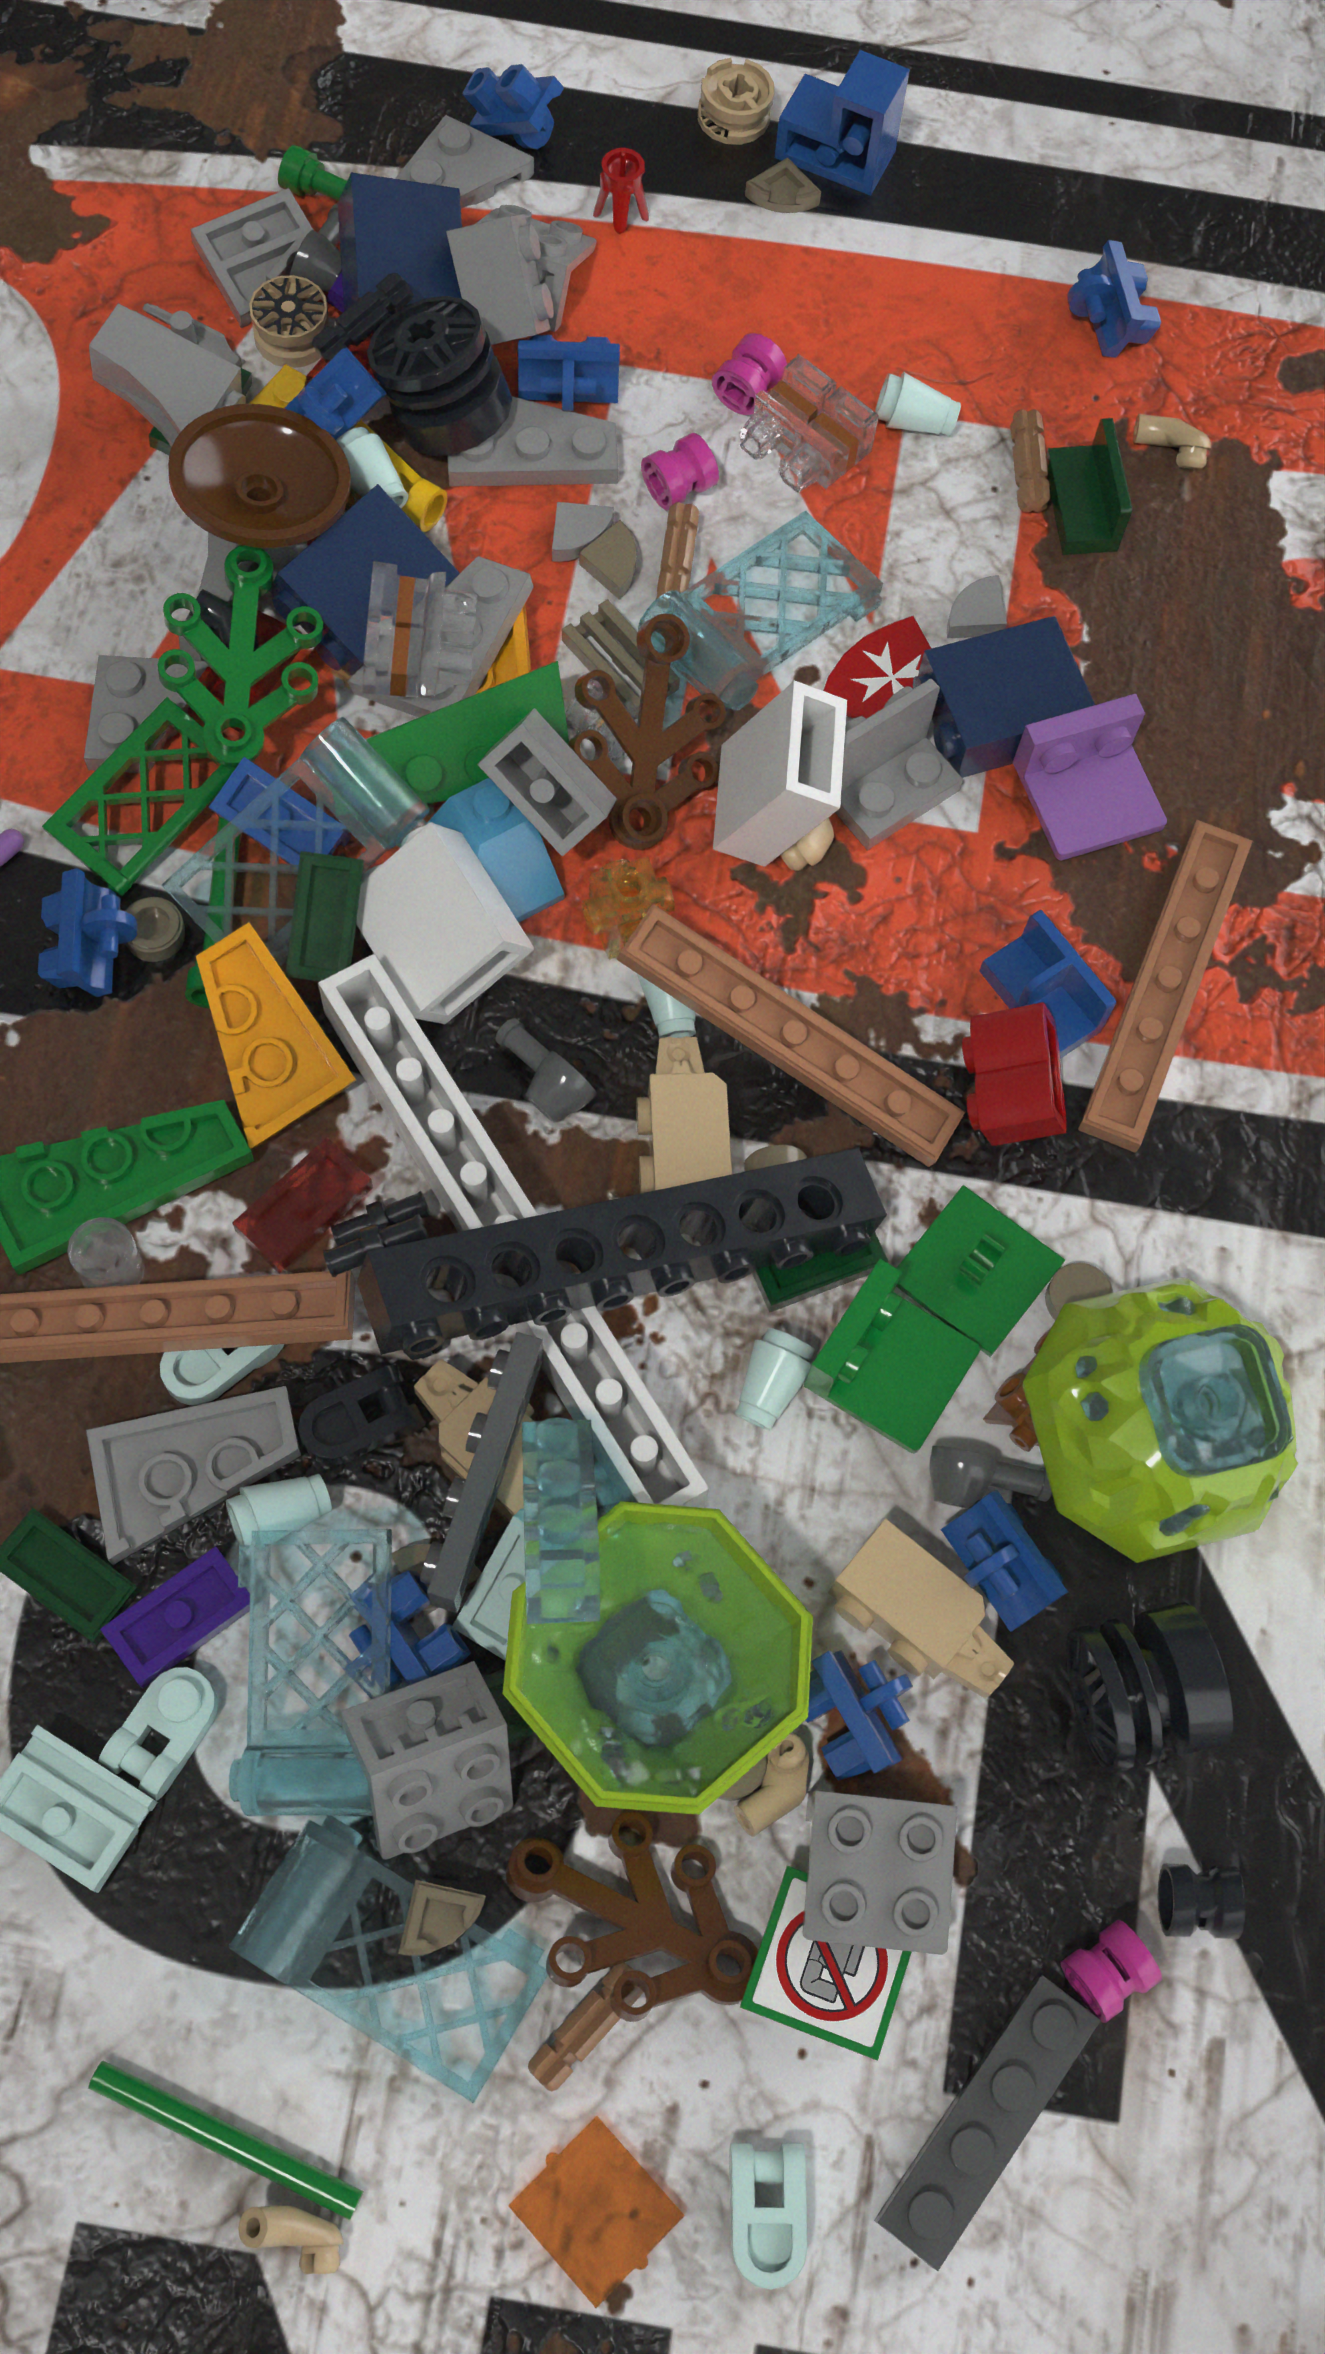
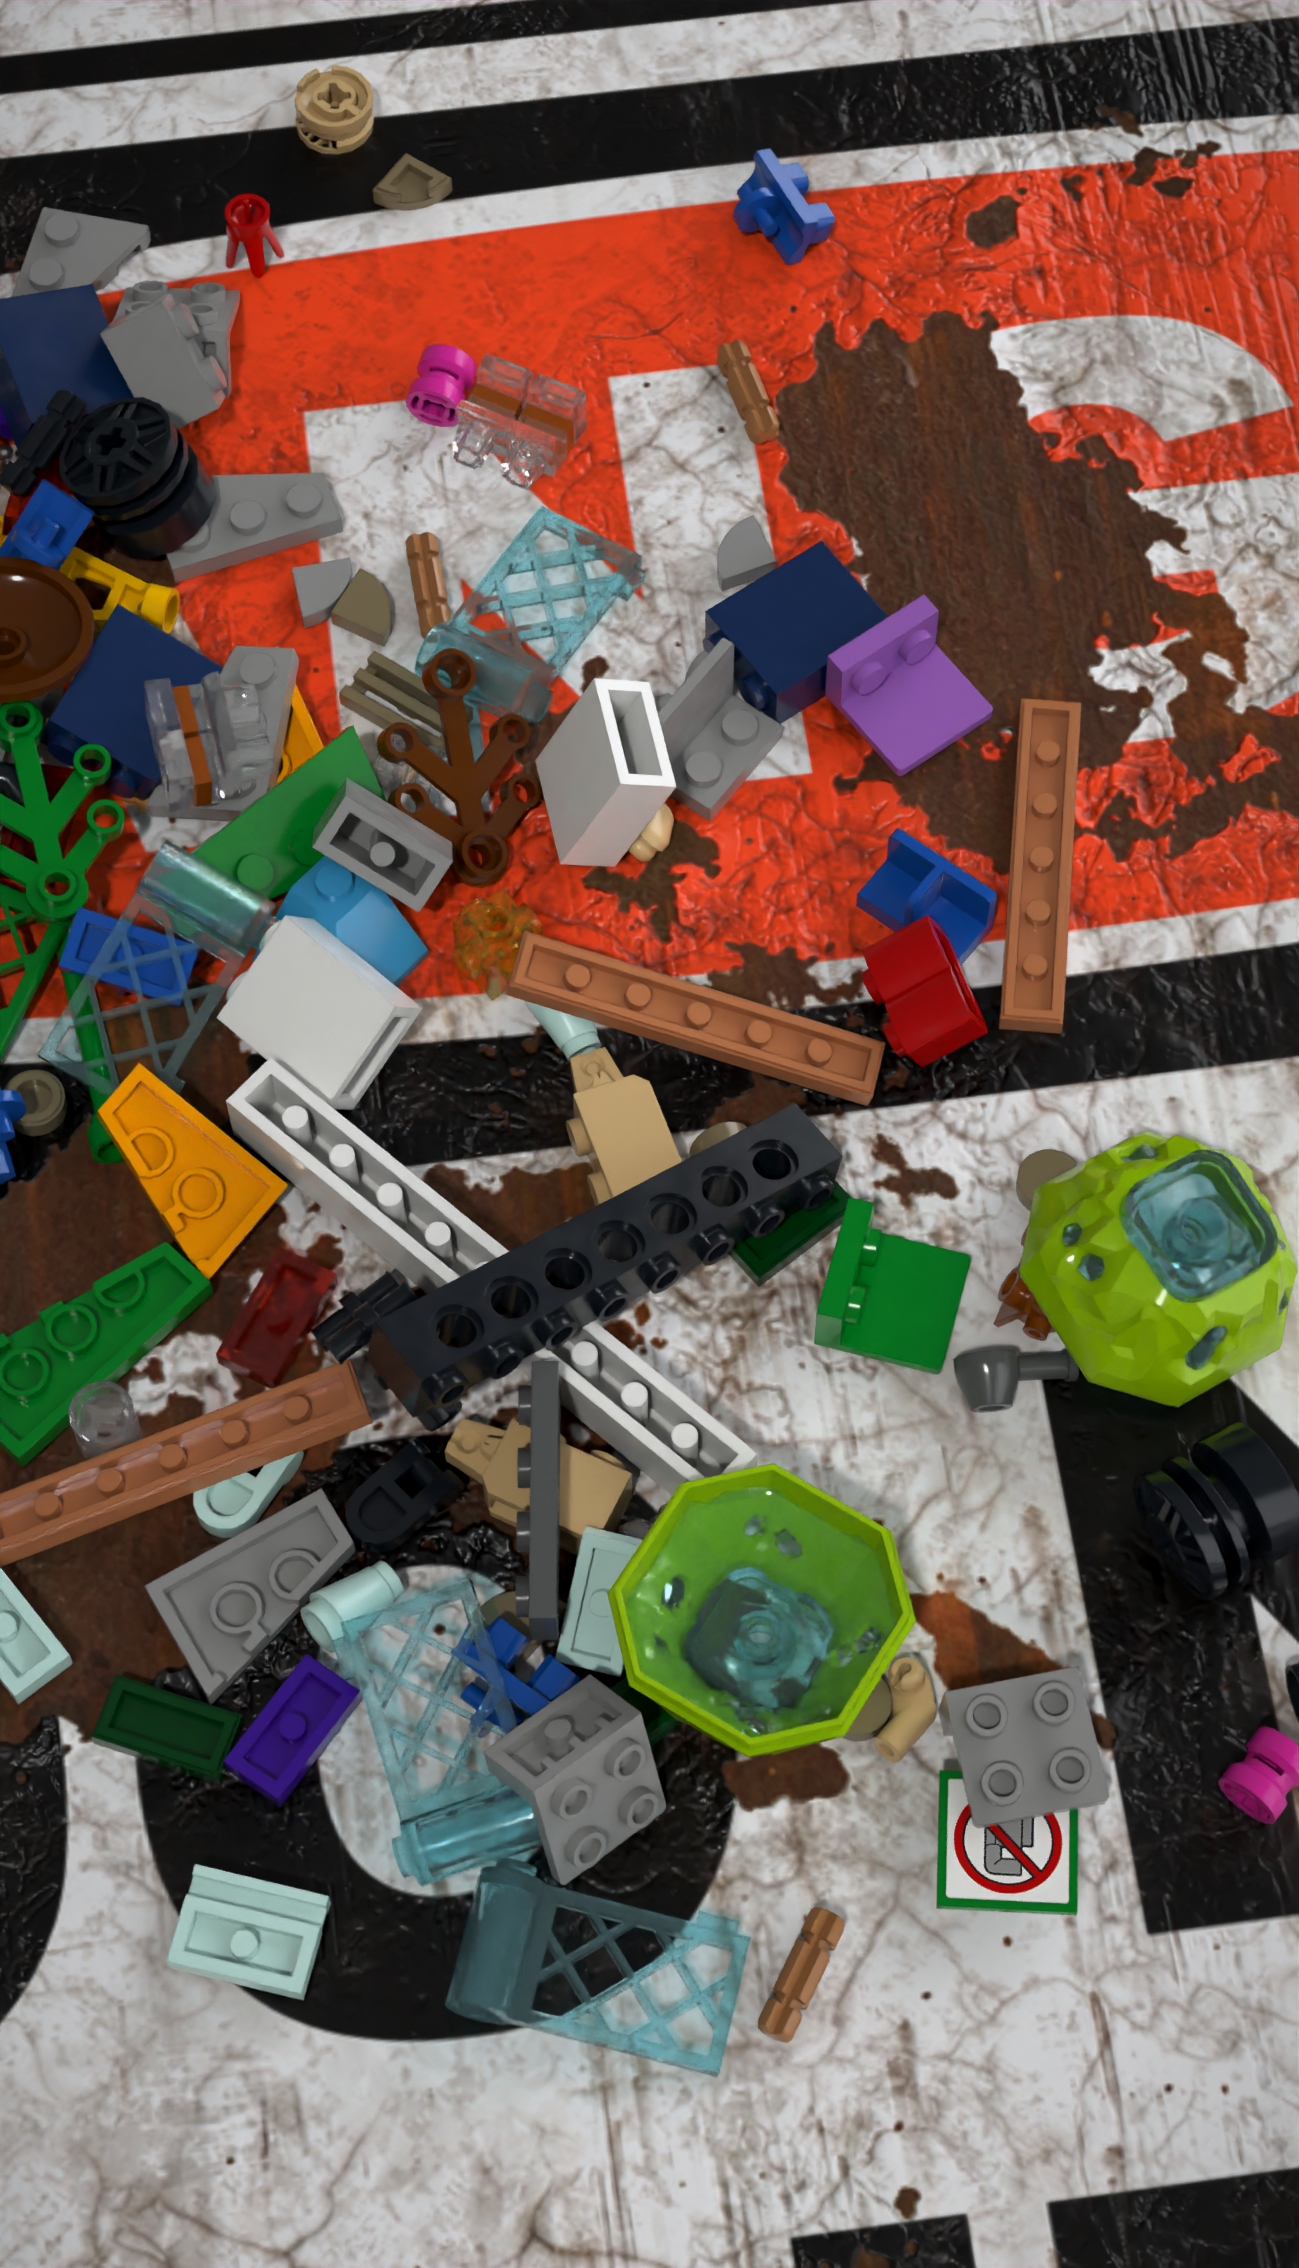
camera: 10 degrees left, 5 degrees down
(178, 1706) = (317, 1814): light aqua plate -> none
(226, 2140) = (500, 2177): green bar -> none
(293, 2227) = (595, 2230): tan arm -> none
(324, 916) = (207, 1037): dark green tile -> none
(371, 464) = (100, 585): light aqua cone -> none
(437, 1917) = (631, 1917): dark tan tile -> none
(513, 104) = (111, 179): blue hips -> none
(556, 1085) = (484, 1131): dark grey bar -> none
(560, 1522) = (632, 1511): clear light blue arch -> none
(568, 370) = (259, 433): blue hips -> none
(596, 2211) = (863, 2133): clear orange piece -> none
(644, 1924) = (822, 1867): reddish brown plant -> none
(680, 471) = (403, 503): dark pink wheel -> none
(768, 2240) = (1028, 2104): light aqua plate -> none
(773, 1377) = (782, 1342): light aqua cone -> none
(846, 128) = (456, 110): blue brick -> none
(868, 1741) = (977, 1645): blue hips -> none
(878, 667) = (664, 640): red sticker -> none
(915, 406) = (617, 370): light aqua cone -> none
(919, 1611) = (988, 1511): tan hinge -> none
(977, 1270) = (944, 1187): green piece -> none
(987, 2122) = (1195, 1944): dark grey plate -> none
(1004, 1560) = (1053, 1441): blue hips -> none
(1090, 493) = (817, 408): dark green panel -> none
(1174, 433) = (883, 323): tan arm -> none

